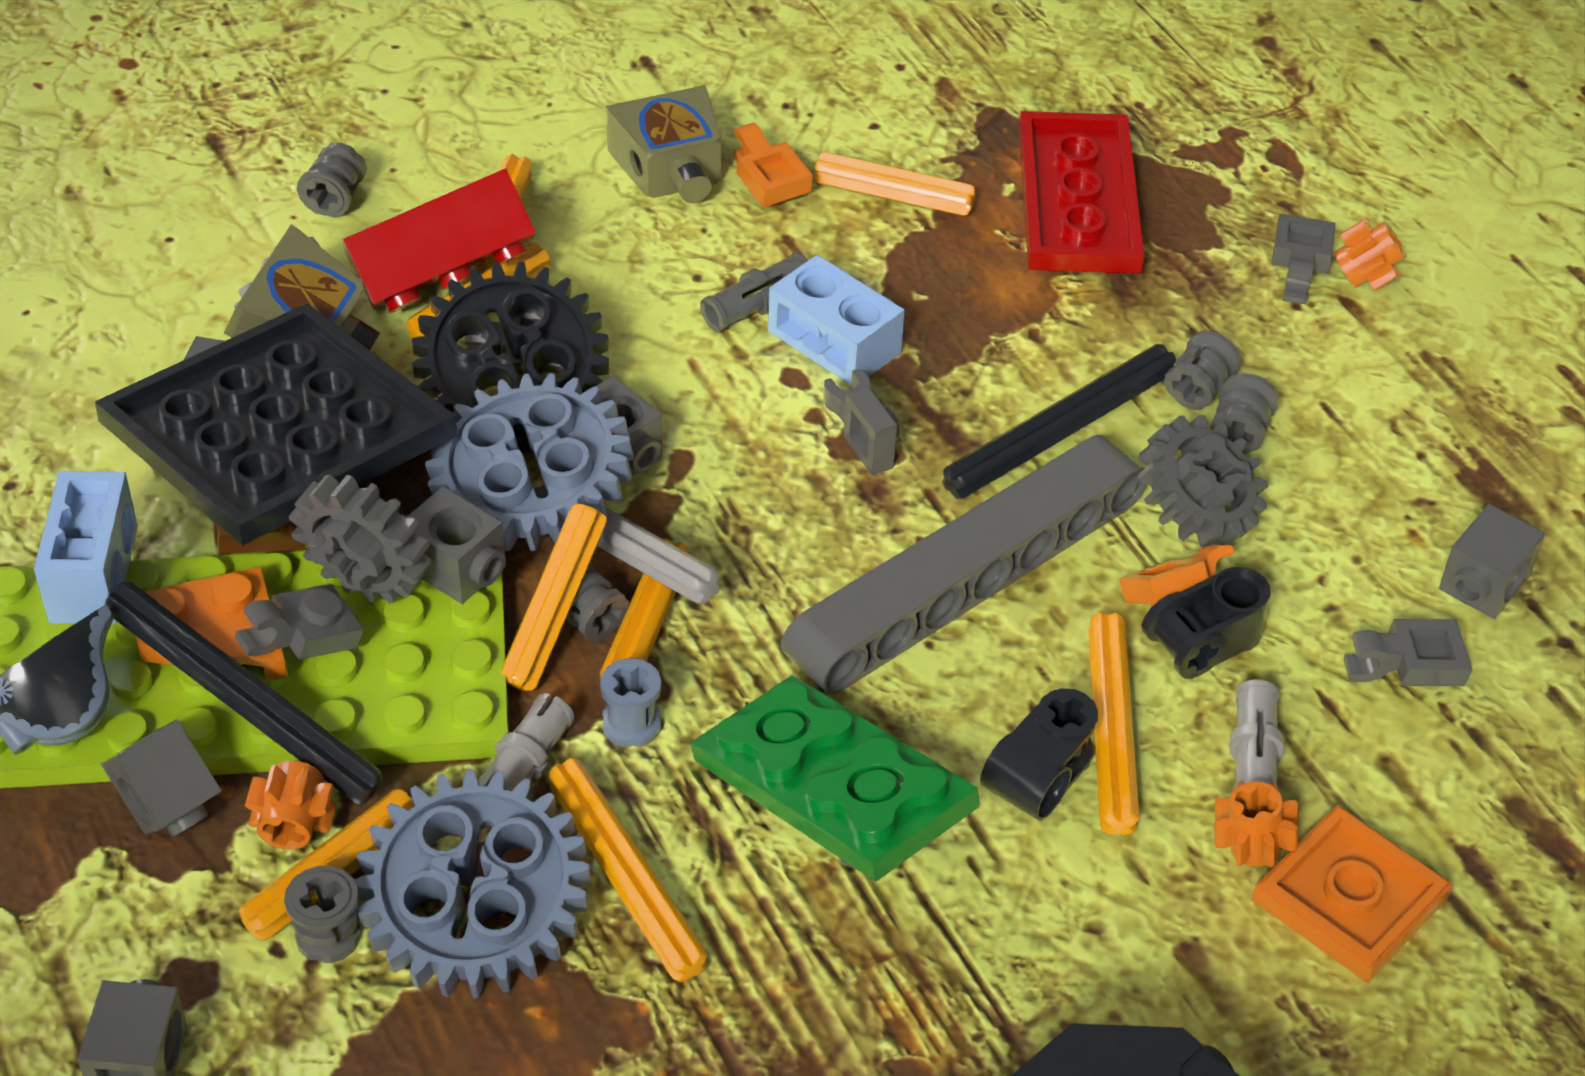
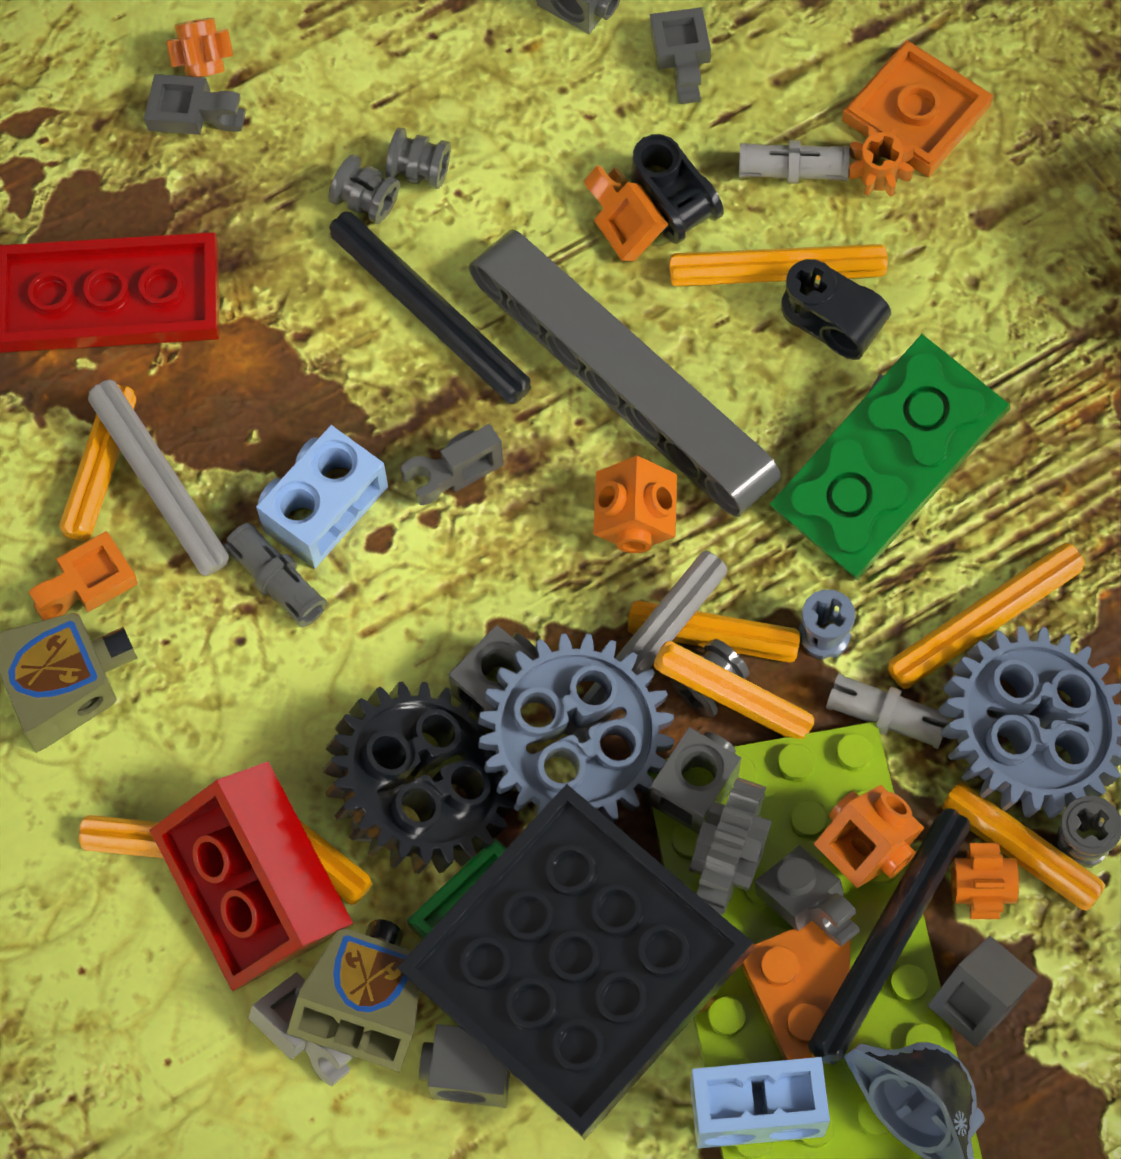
camera: 90 degrees left, 20 degrees up
(332, 180) = (129, 1017): dark grey bush -> none
(350, 670) = (870, 835): none -> orange brick
(815, 535) = (635, 504): none -> orange brick
(868, 207) = (158, 477): none -> light grey axle
(1202, 481) = (517, 187): dark grey gear -> none

